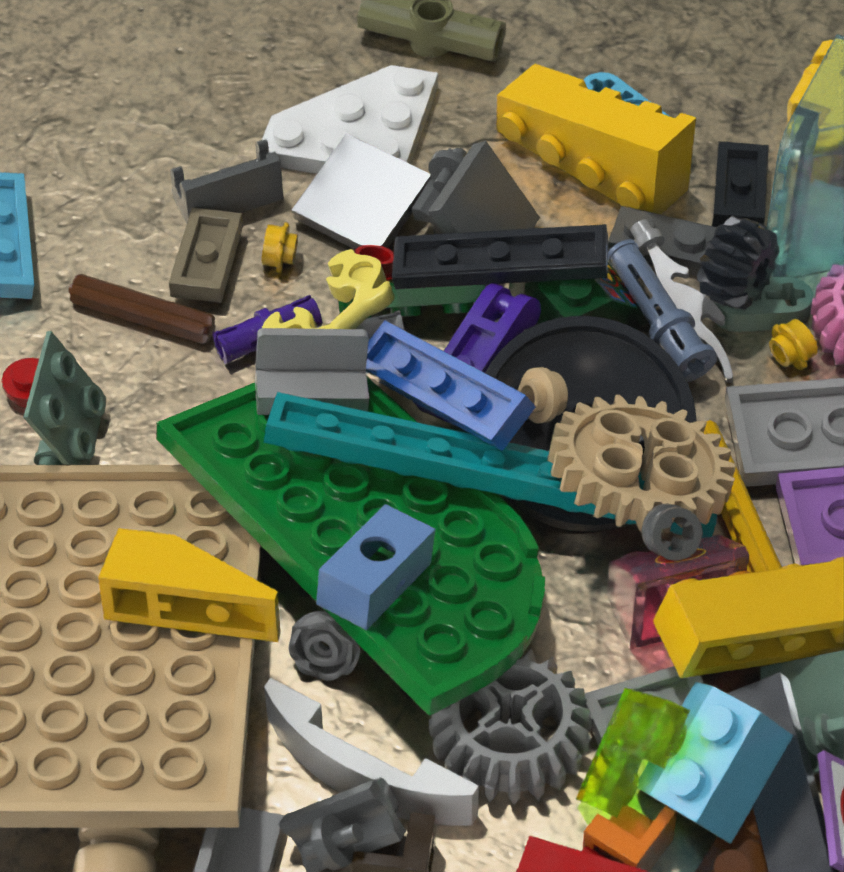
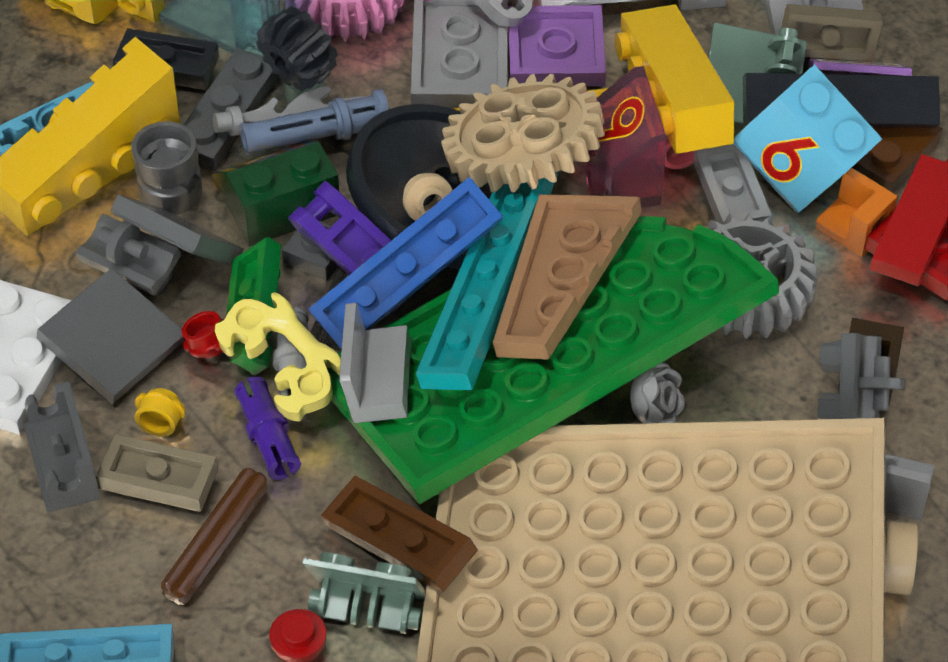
camera: 85 degrees left, 0 degrees up
(122, 433) = (399, 533): none -> reddish brown plate
(182, 587) = (629, 463): yellow slope -> none
(343, 766) = (795, 377): white slope -> none
(365, 588) = (656, 319): medium blue piece -> none
(471, 513) = (558, 268): none -> medium nougat wing
(500, 257) = (258, 209): black tile -> none
(574, 191) = (167, 166): none -> flat silver wheel
(638, 731) = (785, 182): clear neon green plate -> none
(681, 545) = (618, 107): dark grey bush -> none
(793, 344) = (361, 50): yellow plate -> none

